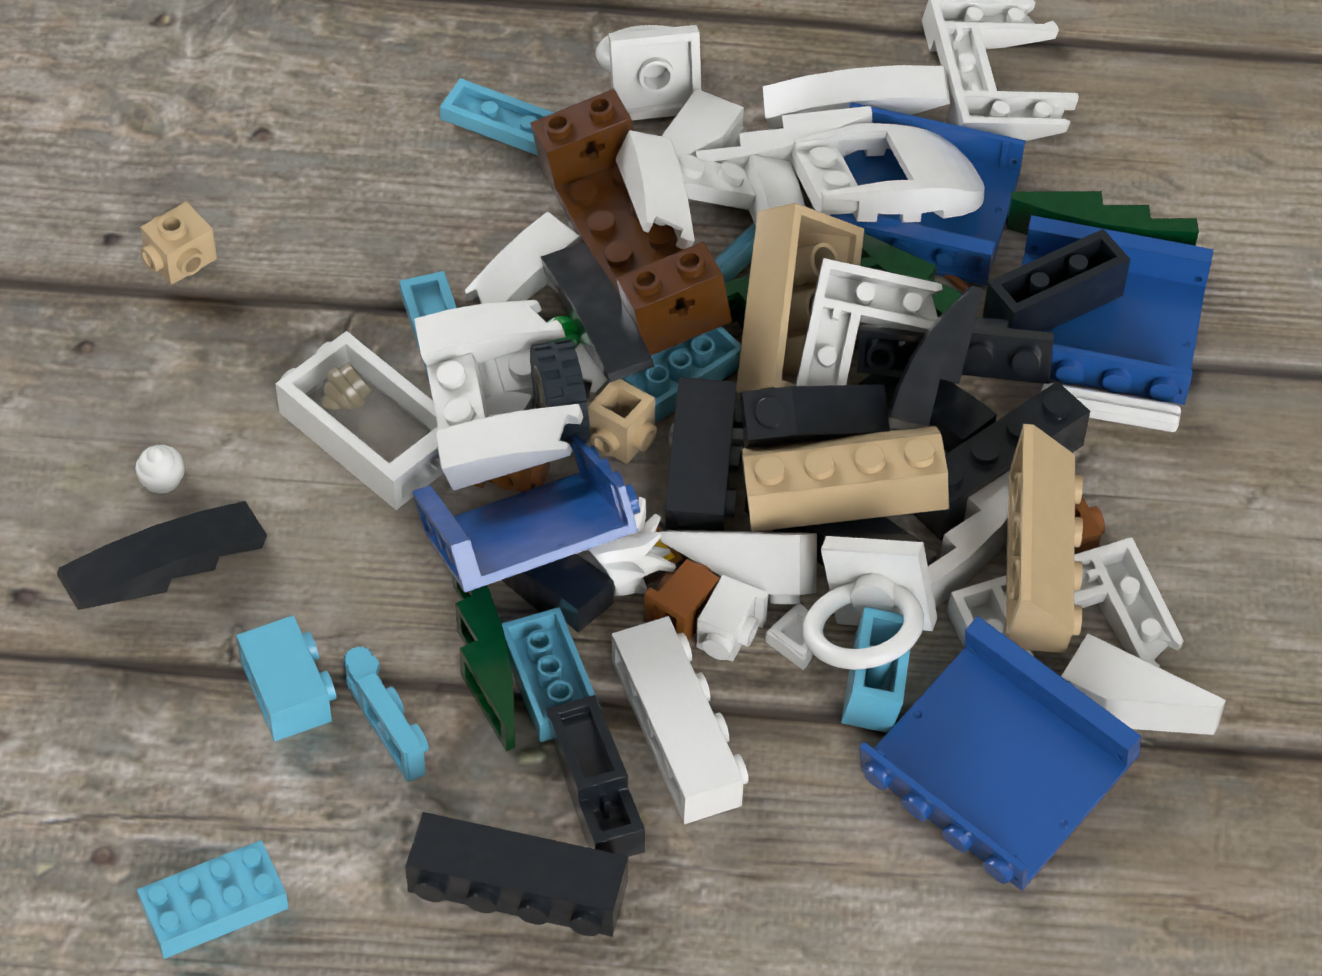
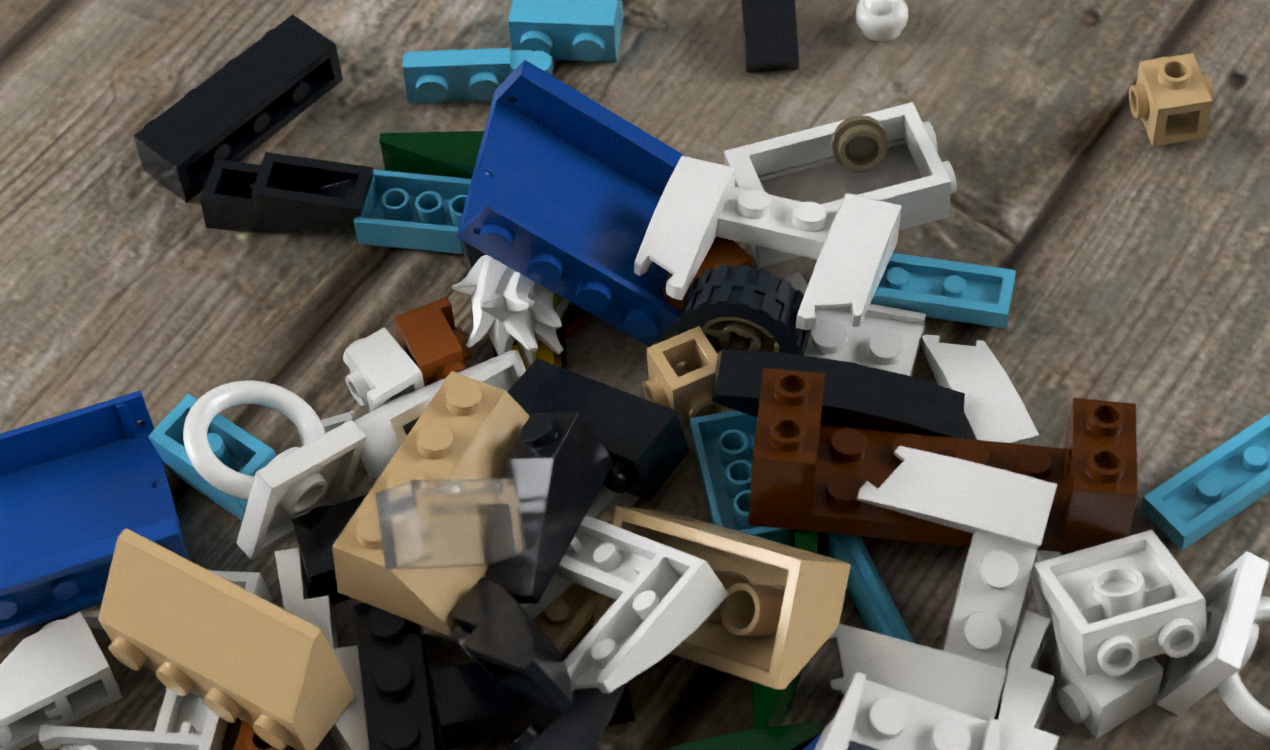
camera: 125 degrees right, 0 degrees up
(678, 98) = (1123, 603): none -> white plate
(678, 720) = (302, 285): white brick -> none
(884, 415) = (450, 523): none -> clear panel

